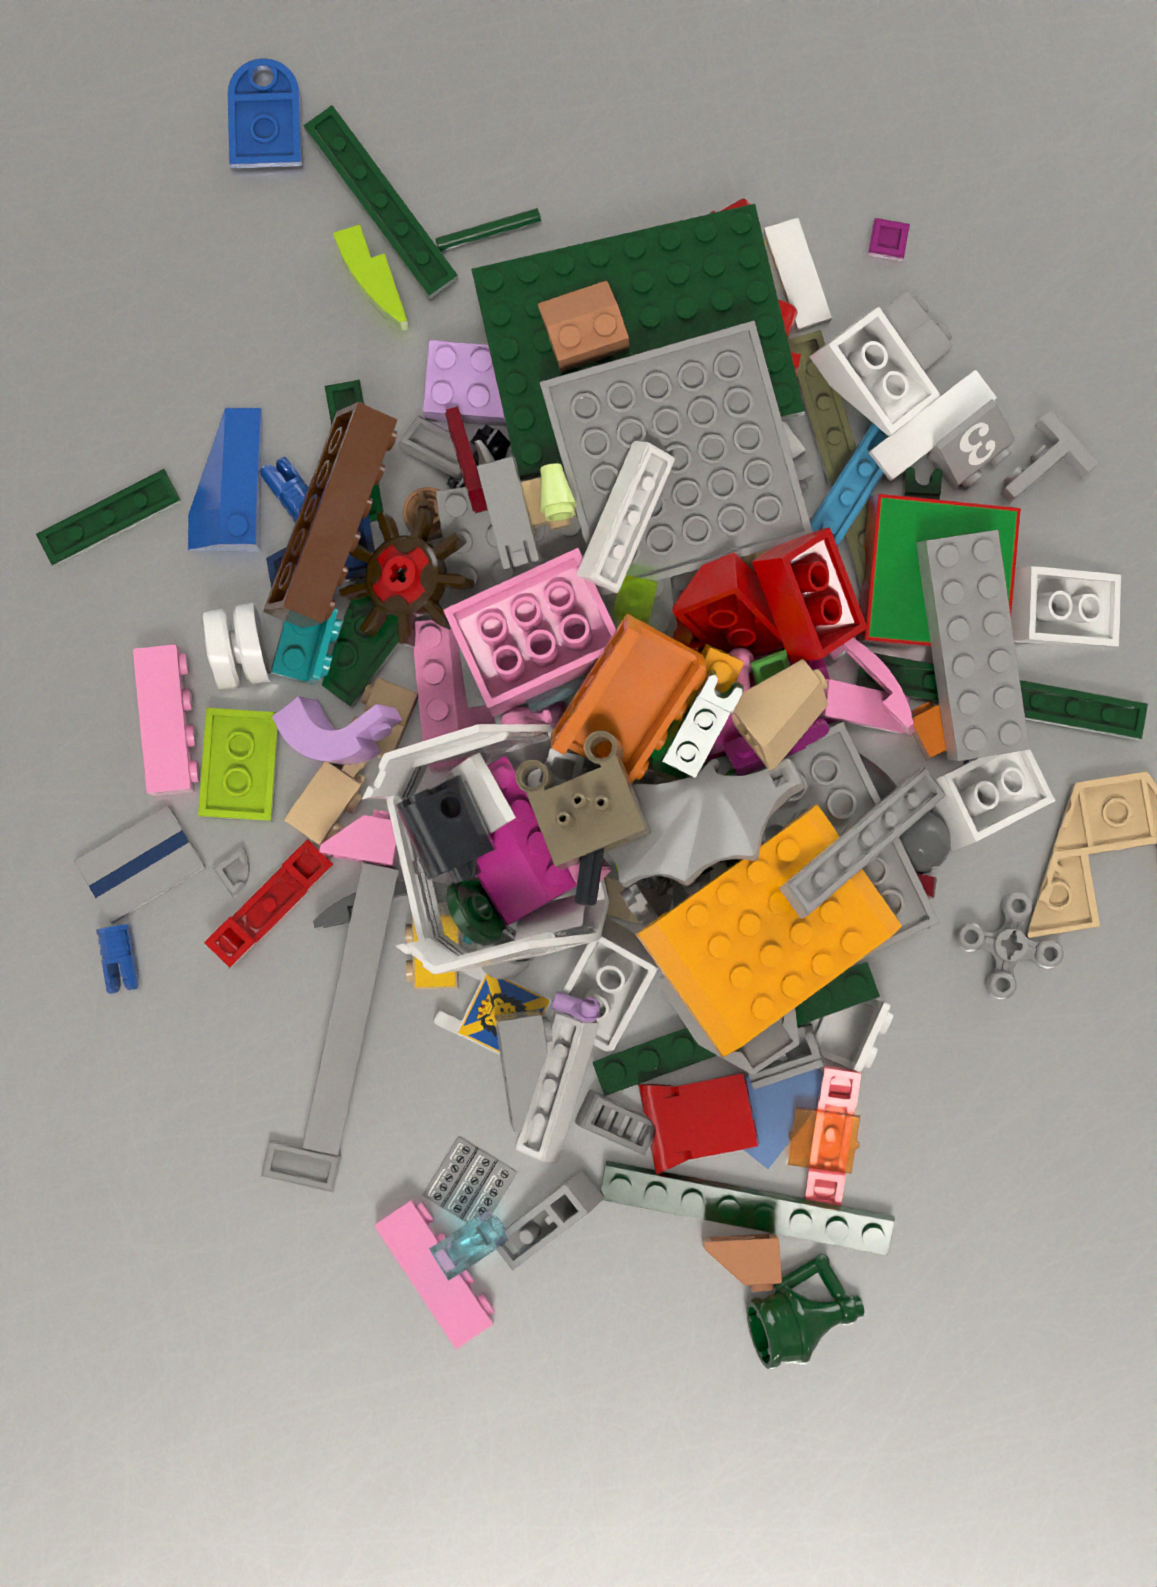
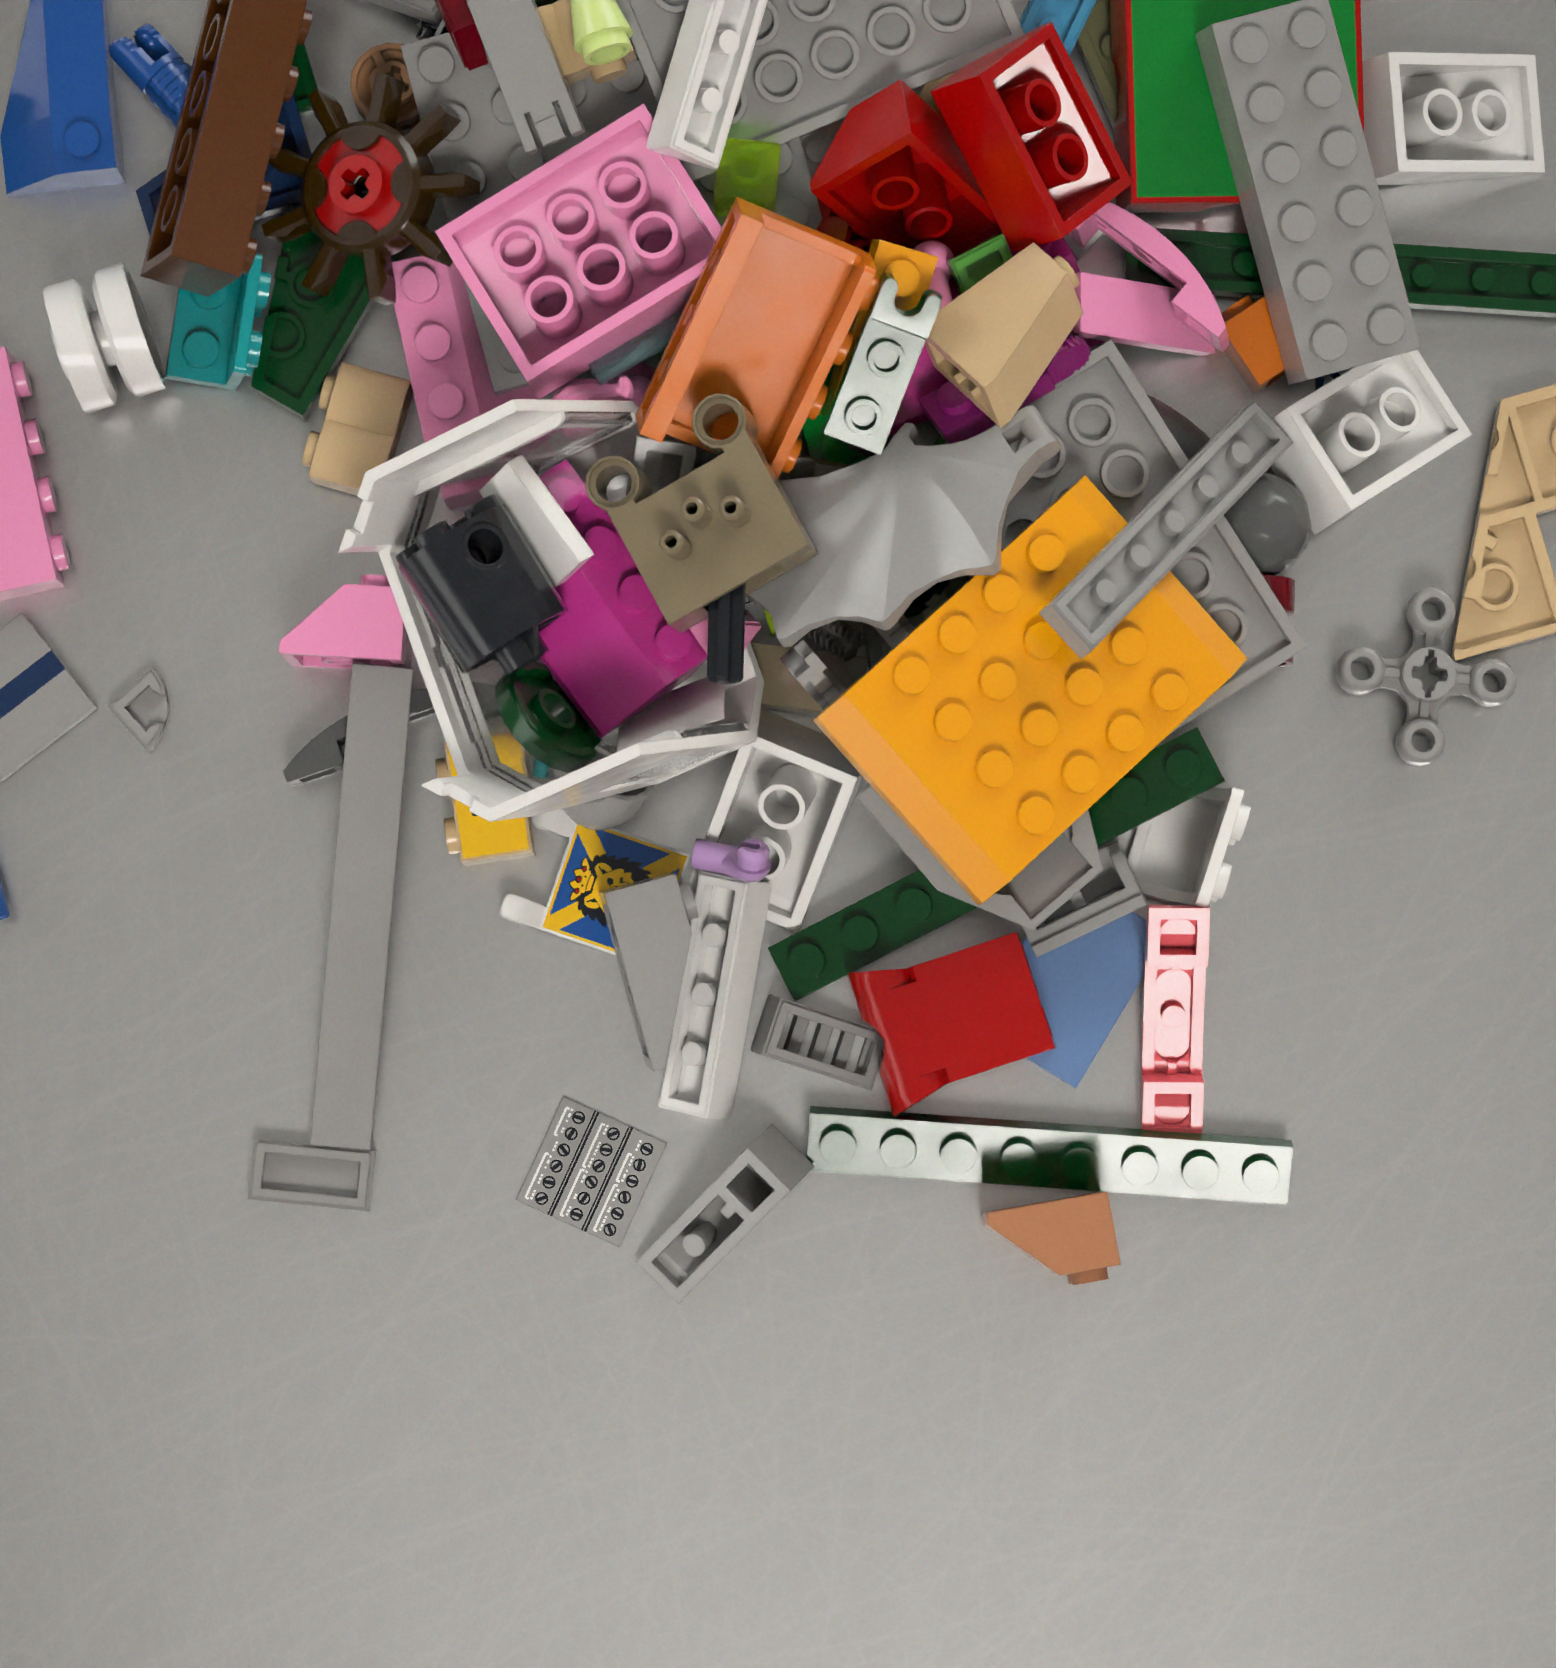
camera: 10 degrees left, 0 degrees up
(238, 765) = (131, 532): lime plate -> none
(269, 904) = (208, 754): red slope -> none
(312, 735) = (243, 466): lavender arch -> none
(327, 800) = (285, 568): tan hinge -> none
(452, 1301) = (550, 1321): bright pink brick -> none
(469, 1244) = (602, 1265): clear light blue slope -> none
(790, 1325) = (1142, 1336): dark green piece -> none
(823, 1140) = (1161, 1028): clear orange piece -> none

